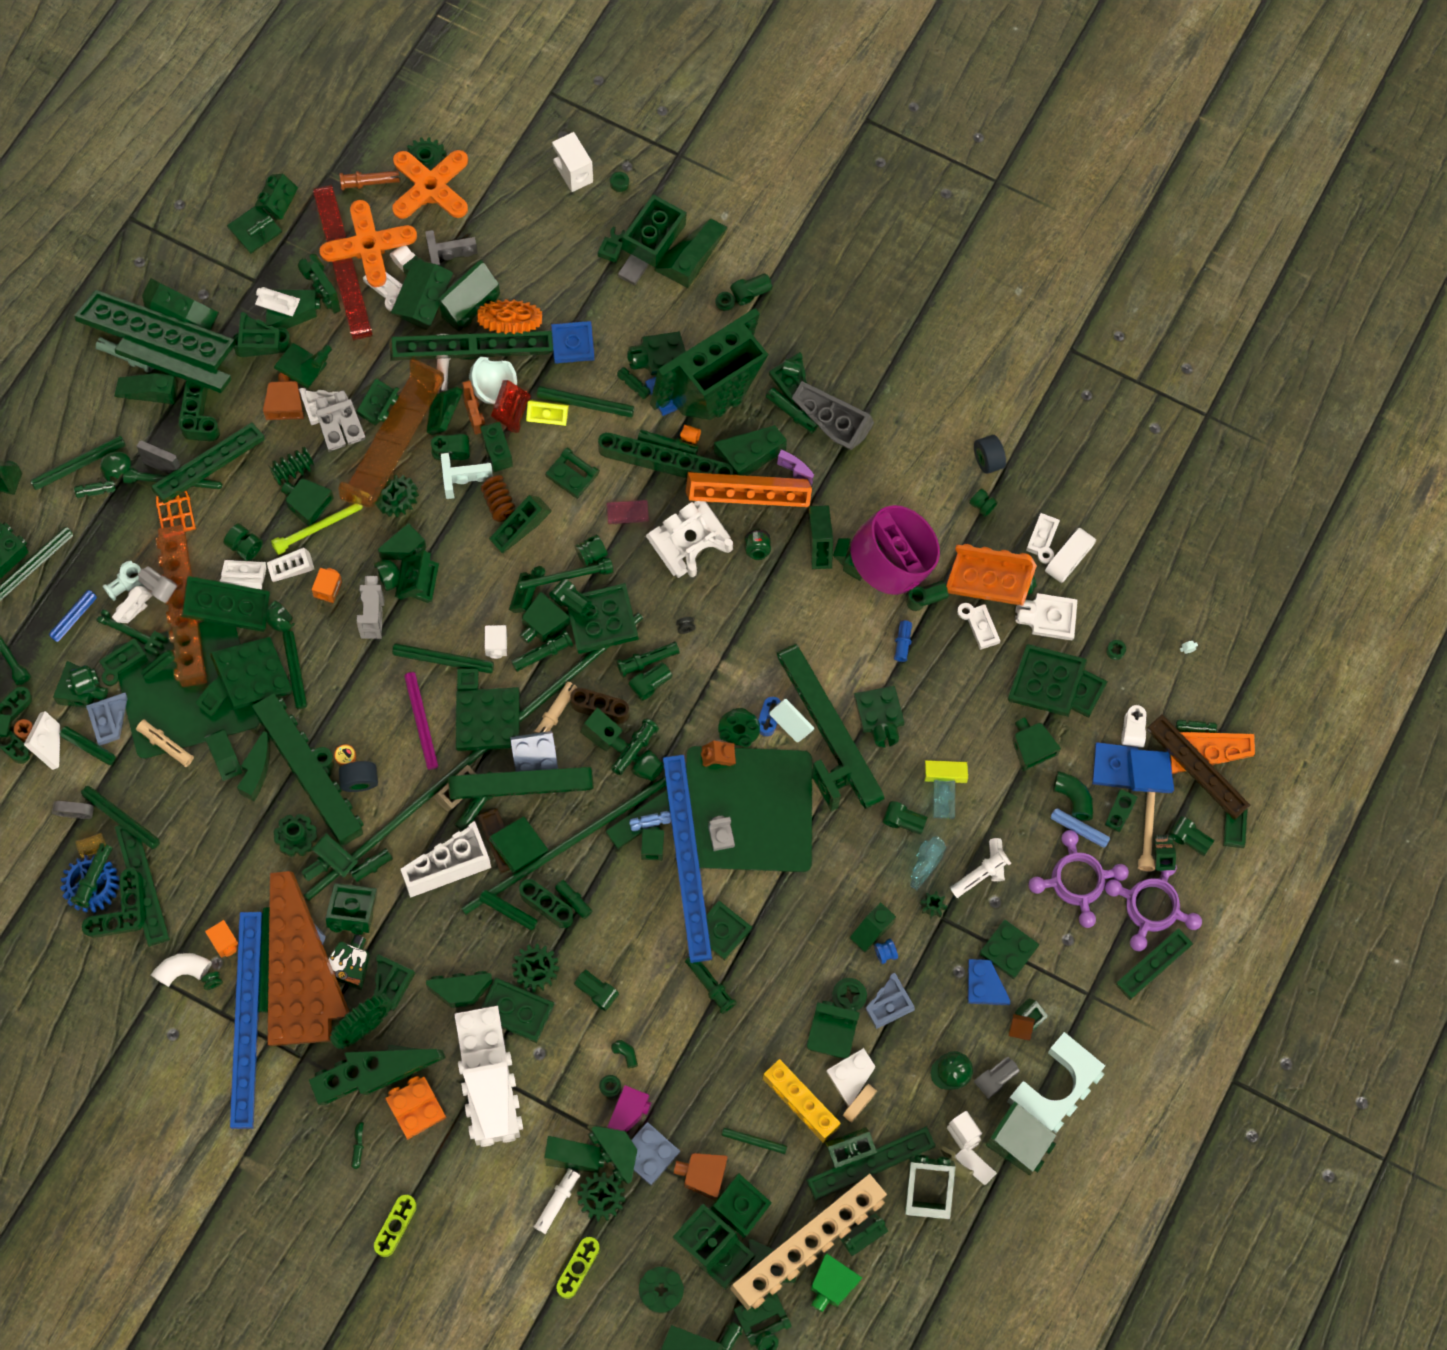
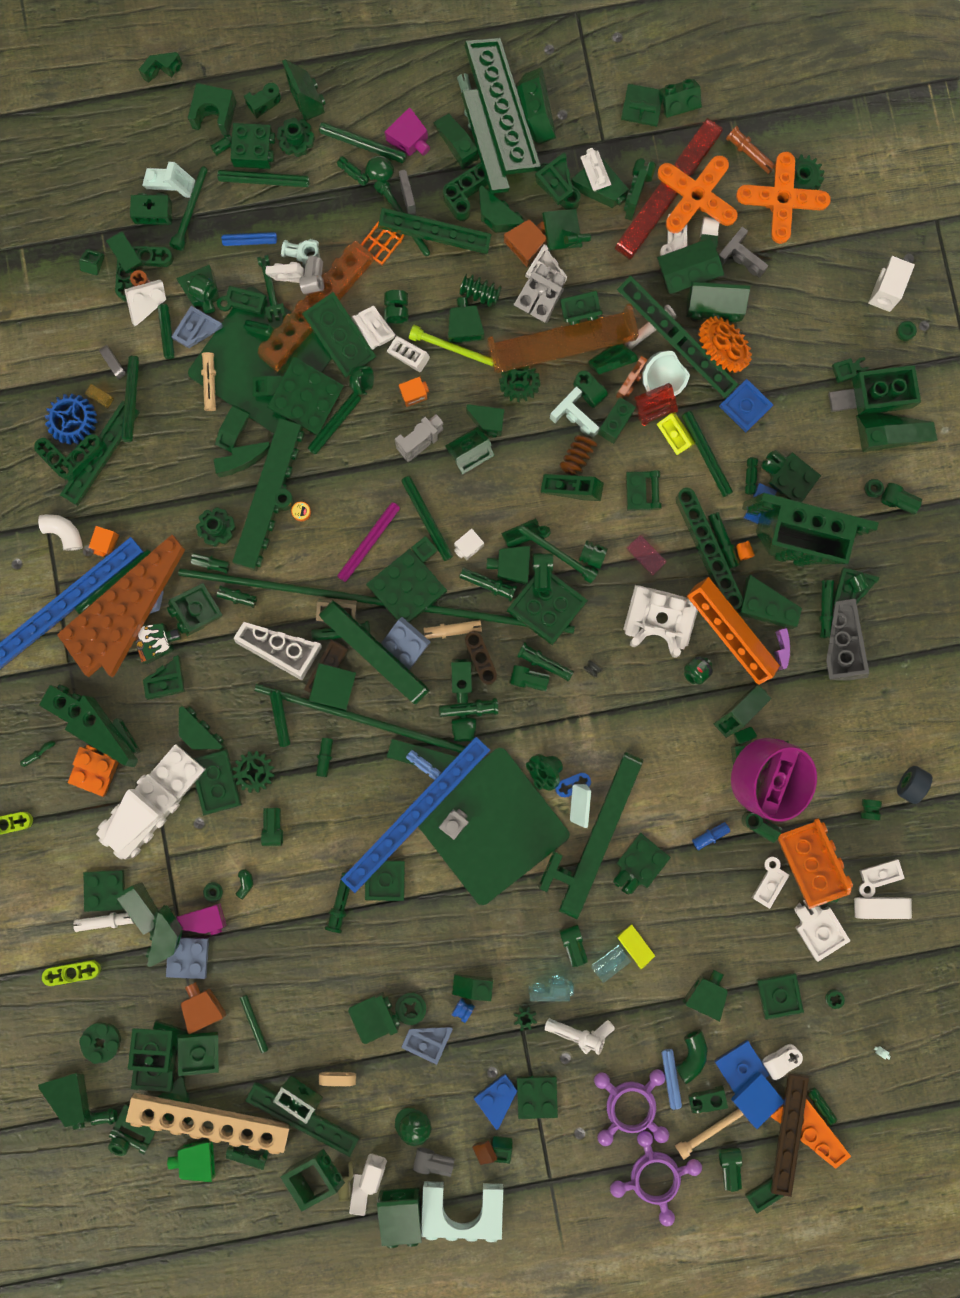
camera: 55 degrees right, 15 degrees up
(22, 510) = (295, 137): none -> dark green plant
(88, 884) = (61, 419): dark green pin -> none
(107, 420) = (408, 134): none -> magenta torso
(211, 980) = (70, 559): dark green bush -> none
(238, 405) = (497, 213): none -> dark green slope
(334, 855) = (220, 566): dark green tile -> none
(358, 776) = (289, 534): black wheel -> none
(361, 1021) = (113, 687): dark green gear -> none
(388, 573) = (455, 427): dark green hair -> none
(529, 1181) = (101, 889): none -> dark green plate
(539, 896) = (300, 732): dark green beam -> none
(611, 1198) = (125, 943): dark green gear -> none
(652, 844) = (408, 779): dark green brick -> none
(718, 753) = (512, 773): dark orange bracket -> none
(801, 1101) = (305, 1037): yellow brick -> none
(851, 1075) = (354, 1056): white wing -> none
(1047, 680) = (767, 968): dark green plate -> none
(1154, 964) = (610, 1214): dark green plate -> none
(1164, 850) = (701, 1159): dark green leg -> none

